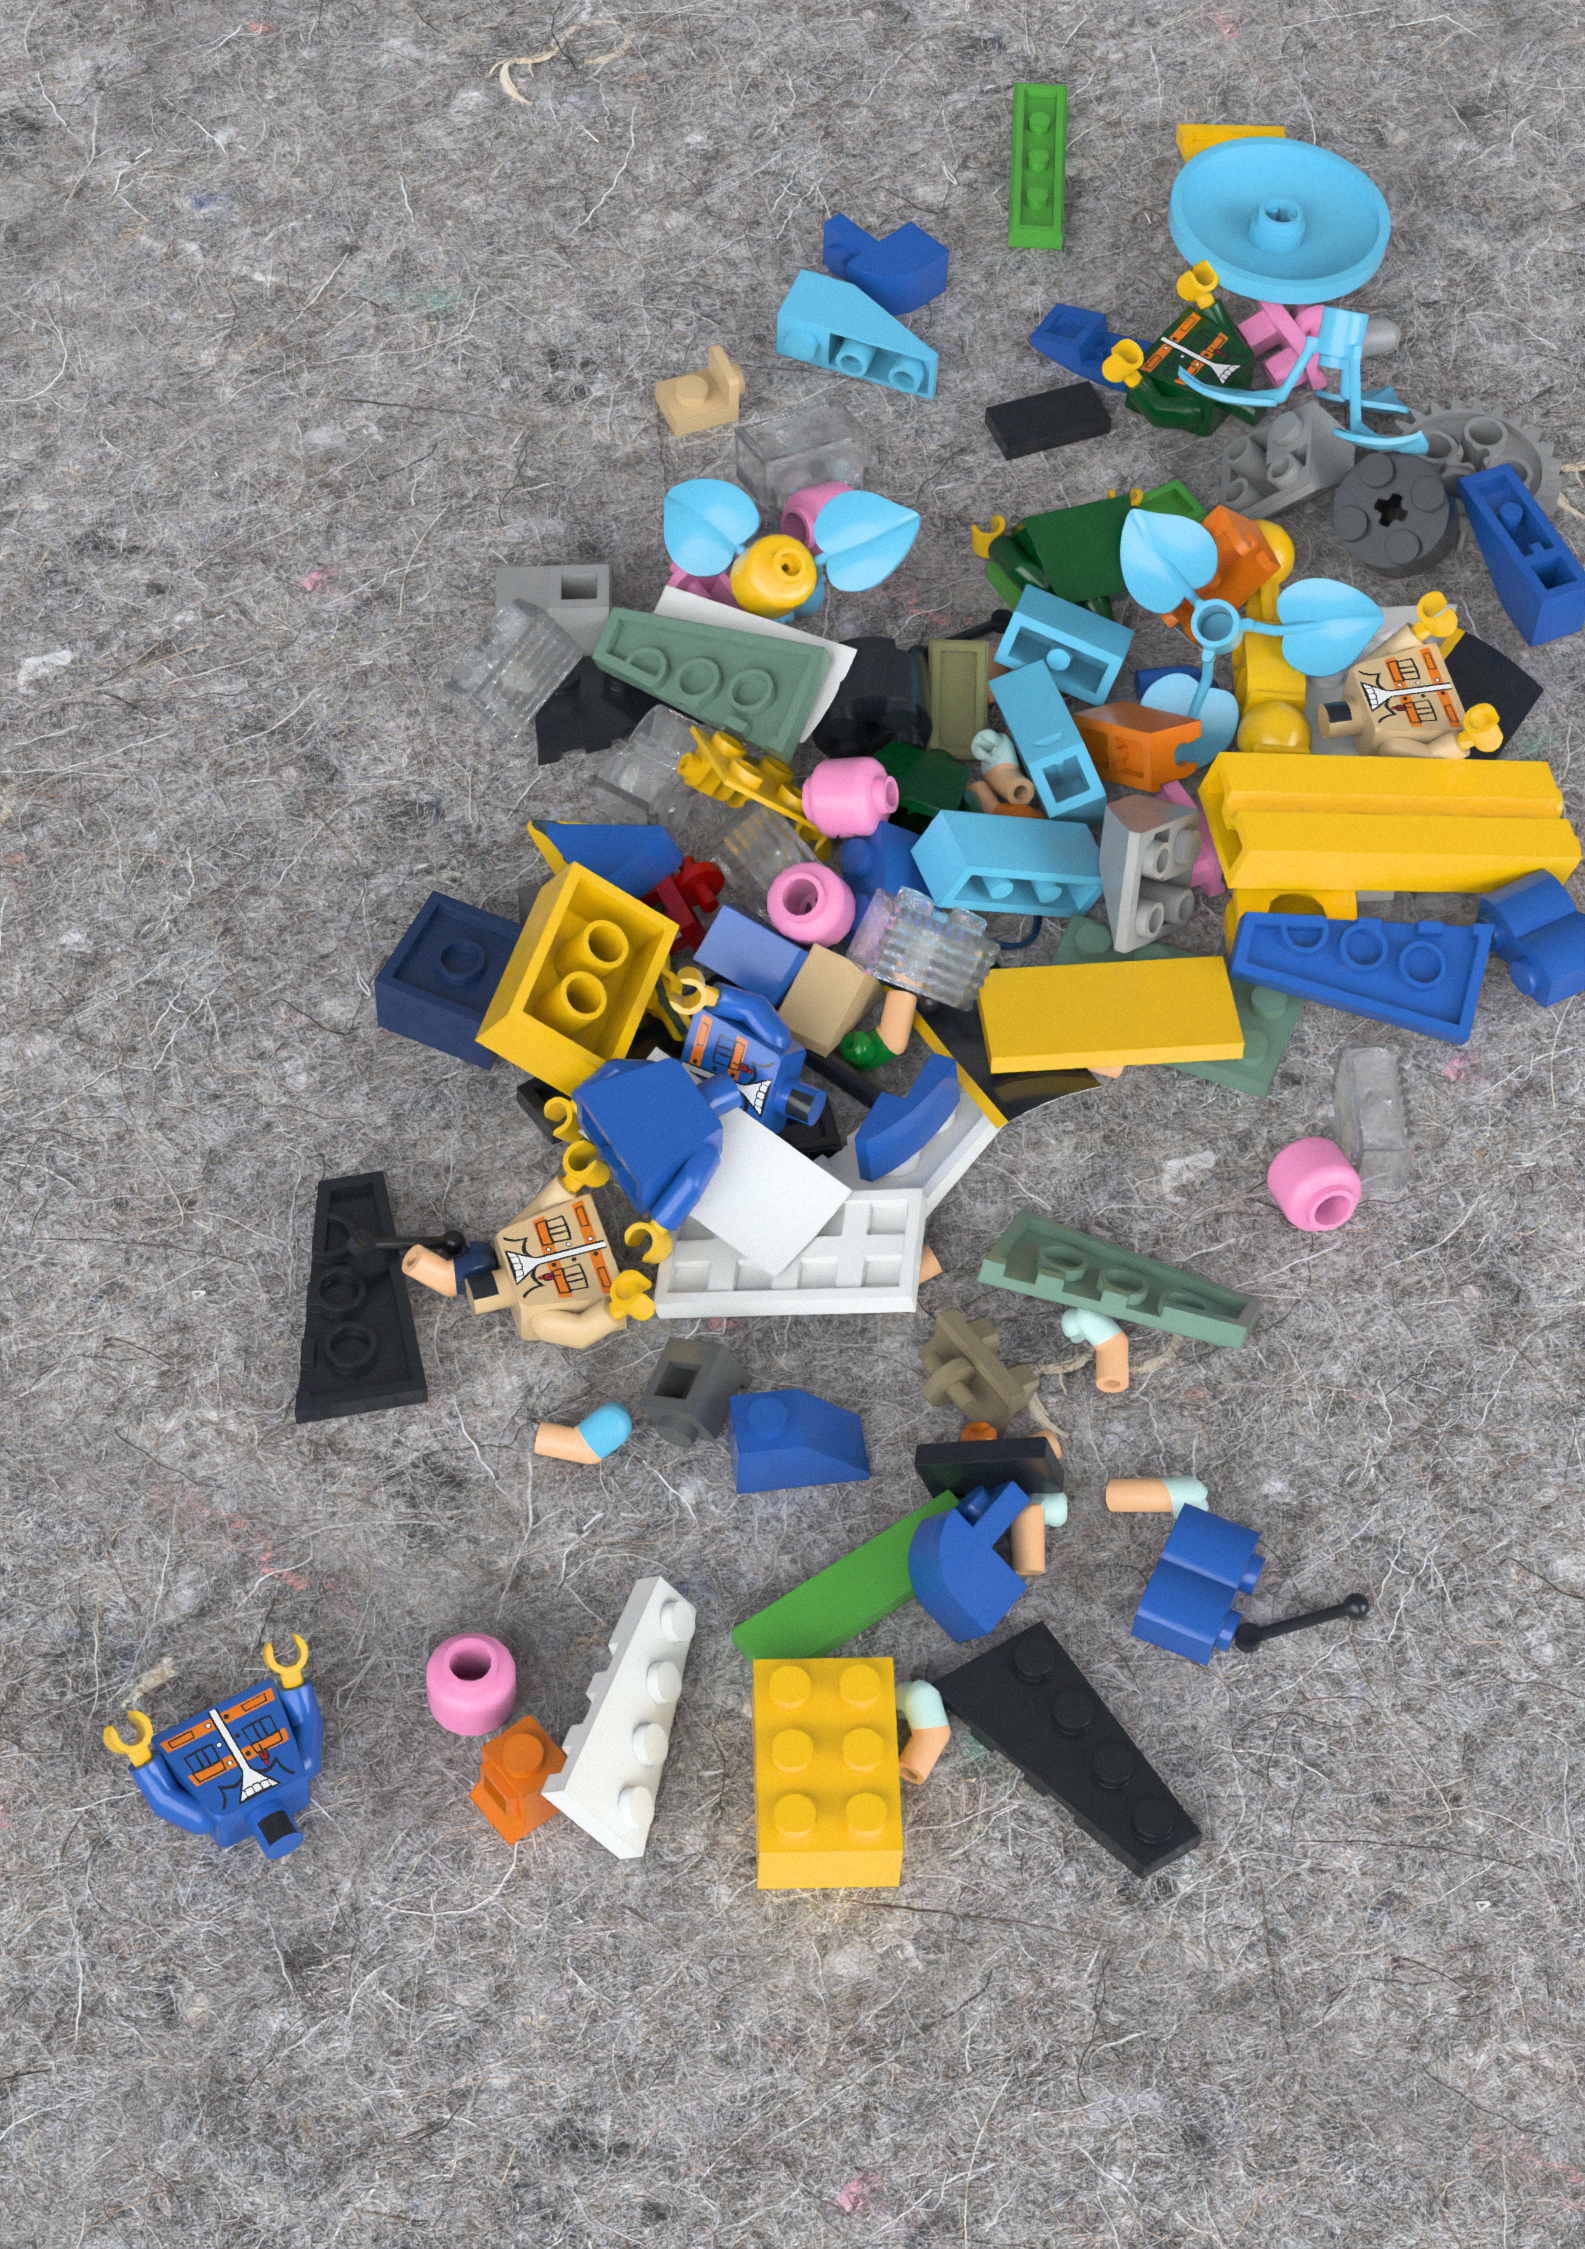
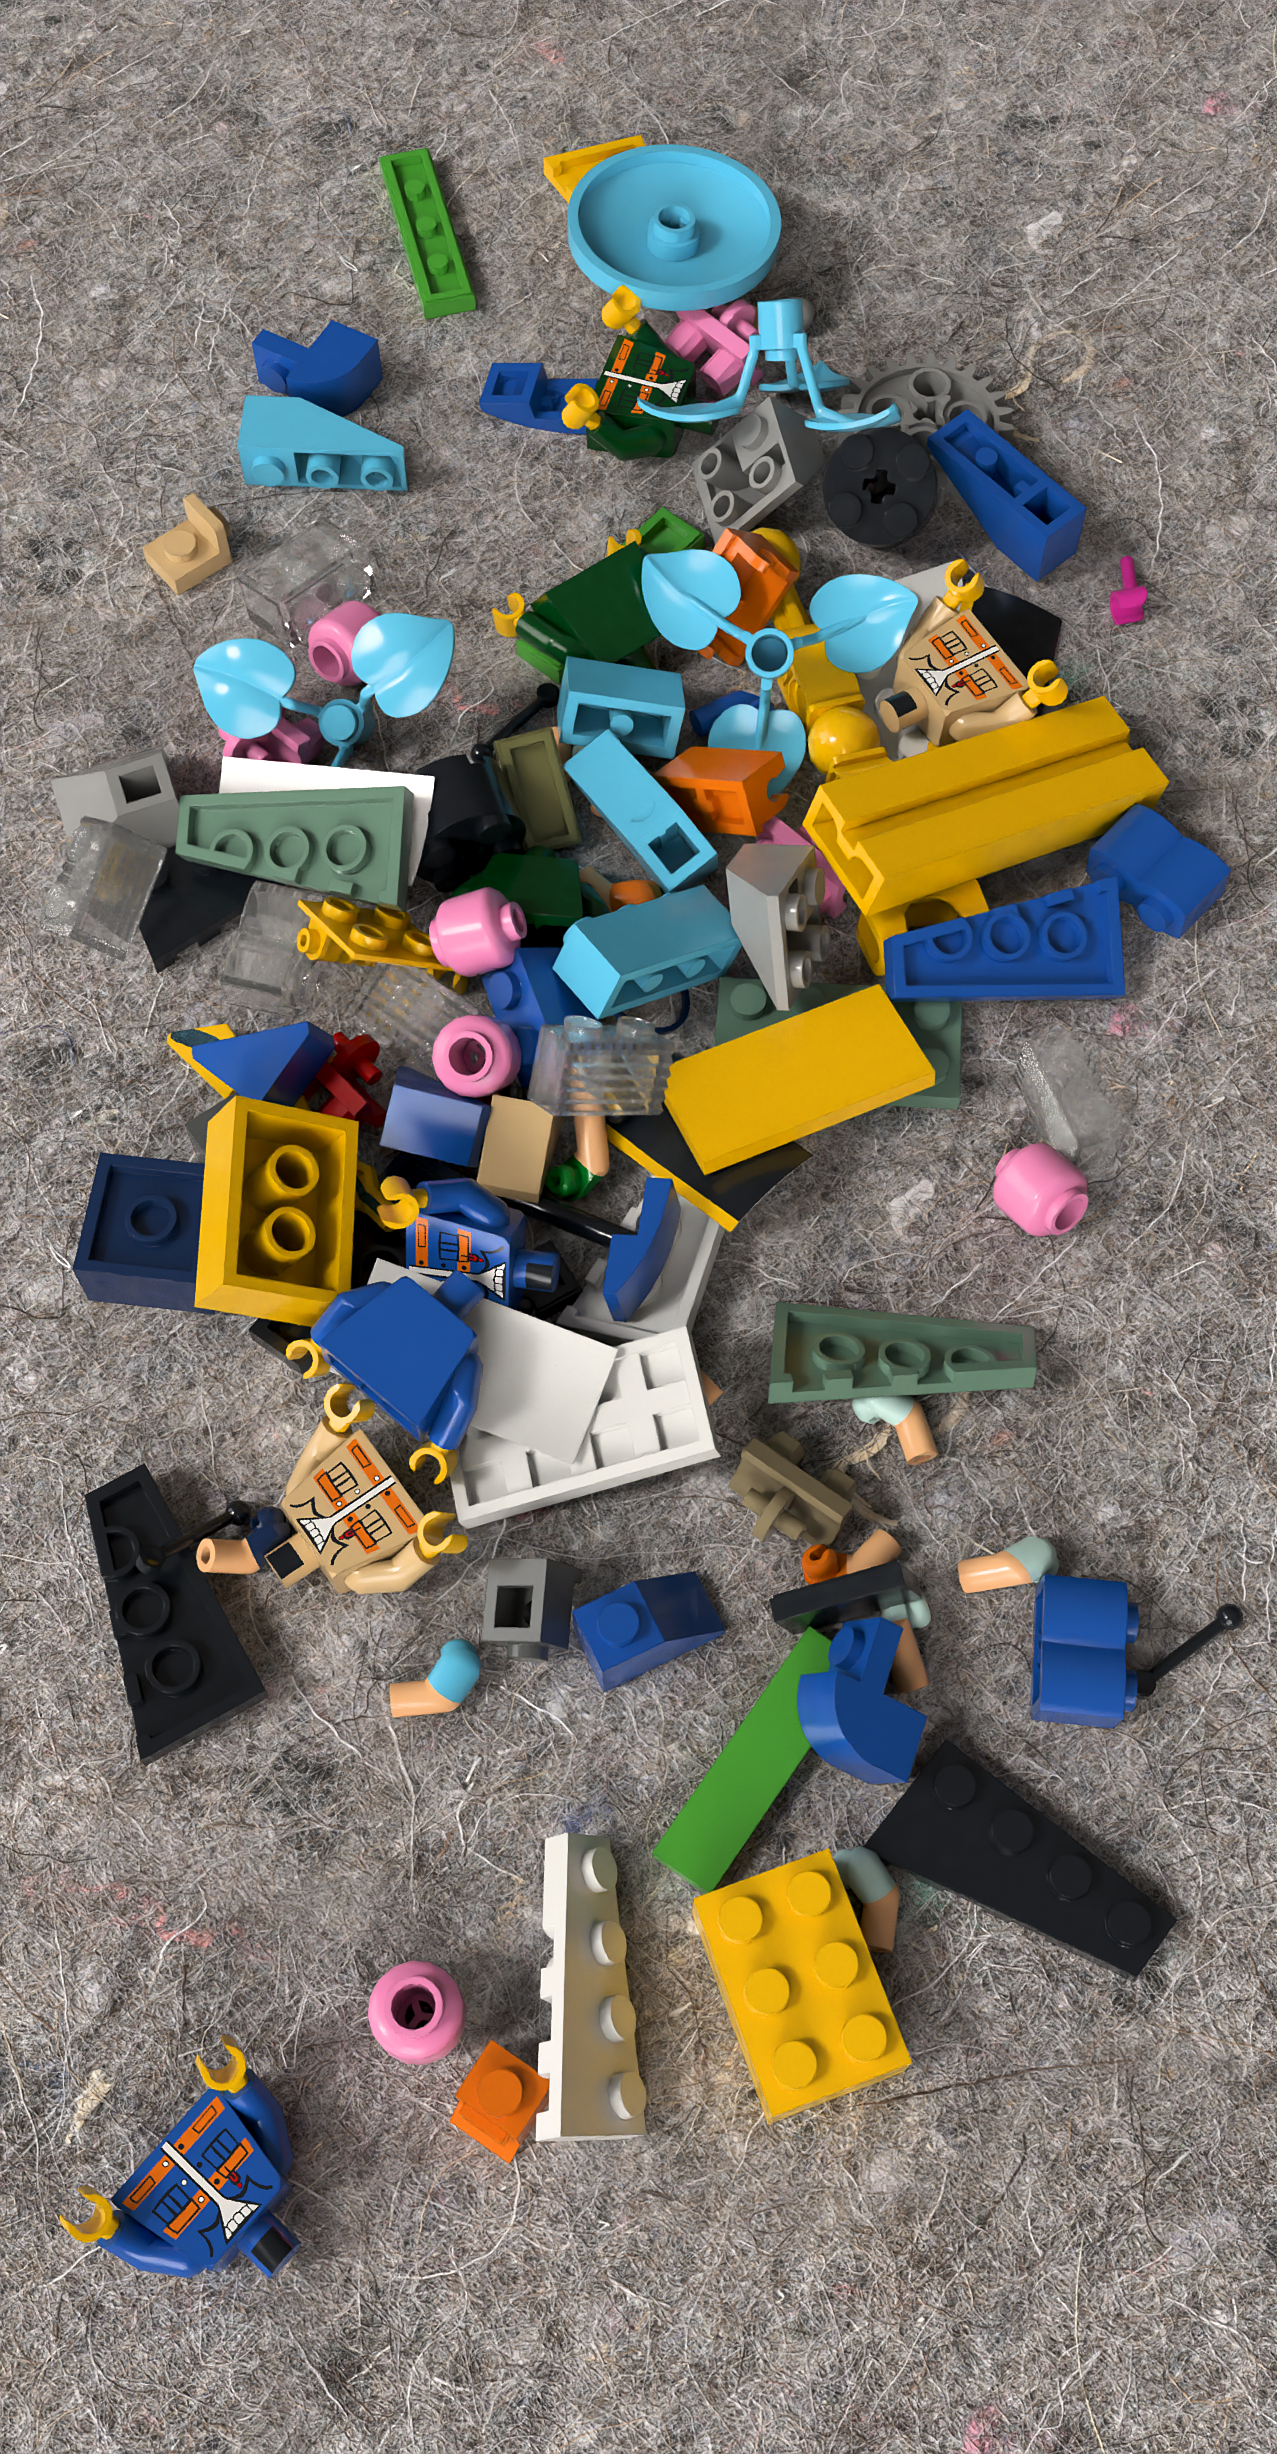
camera: 15 degrees left, 10 degrees up
(773, 576) = (326, 721): yellow head -> none
(1001, 766) = (601, 848): arm -> none
(1047, 420) = (522, 482): black tile -> none

